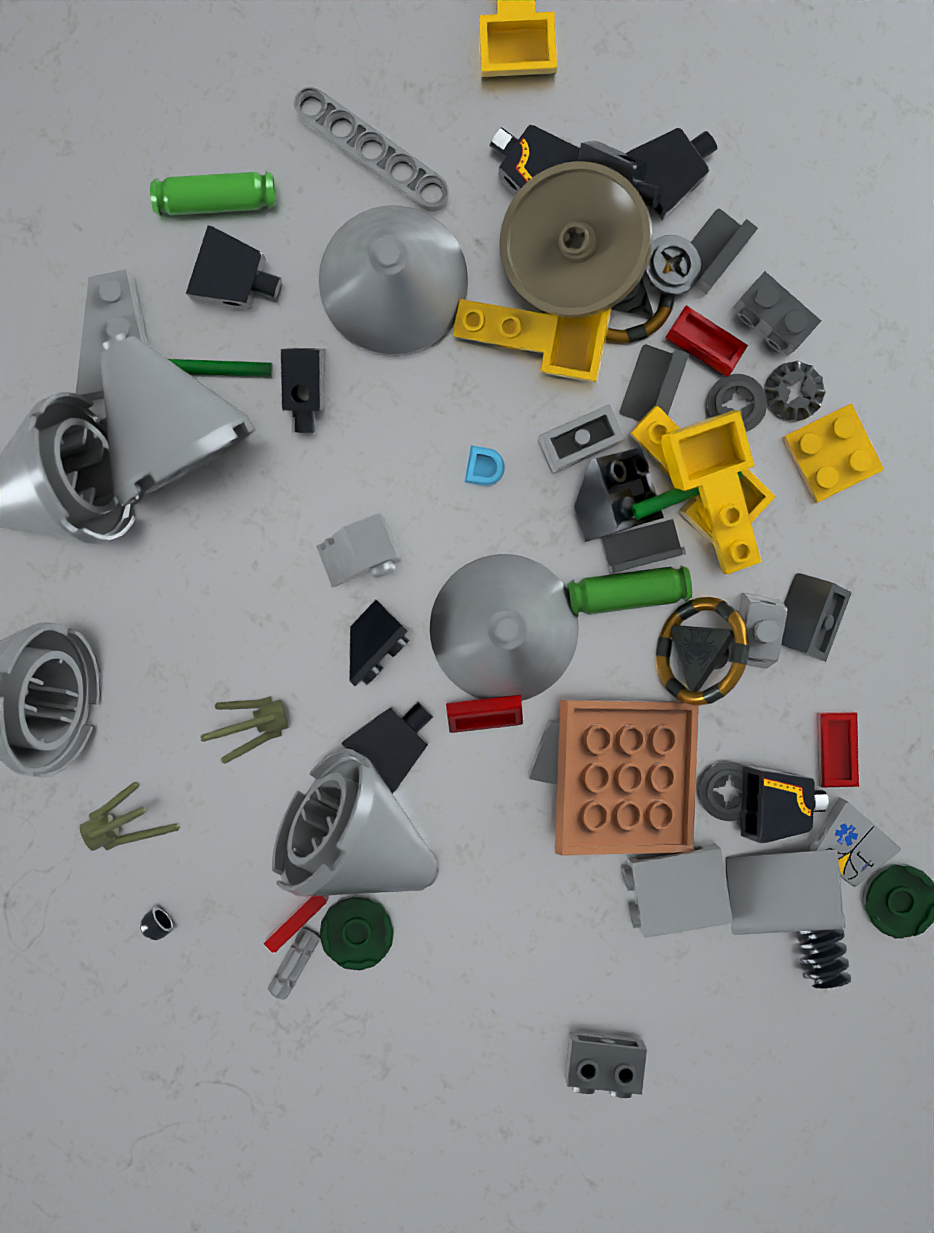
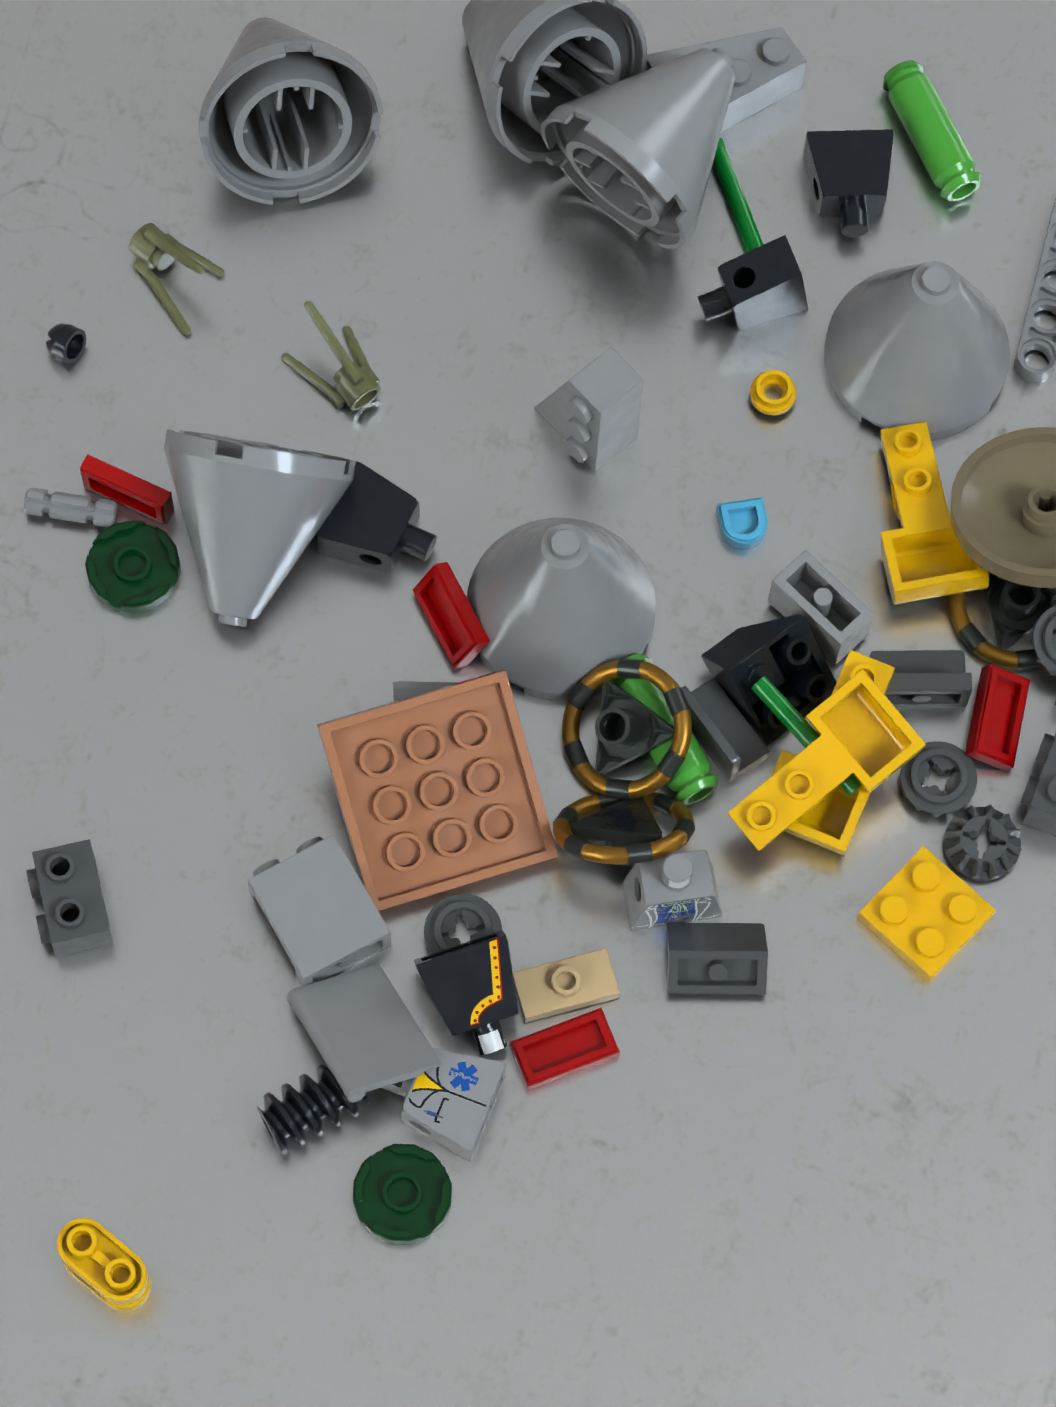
camera: 65 degrees right, 20 degrees down
(371, 639) = (485, 461): black slope -> none
(379, 395) = (776, 381): none -> yellow plate
(624, 618) = (626, 729): none -> pearl dark grey piece
(792, 731) = (565, 985): none -> tan plate
(884, 1129) = (104, 1265): none -> yellow brick

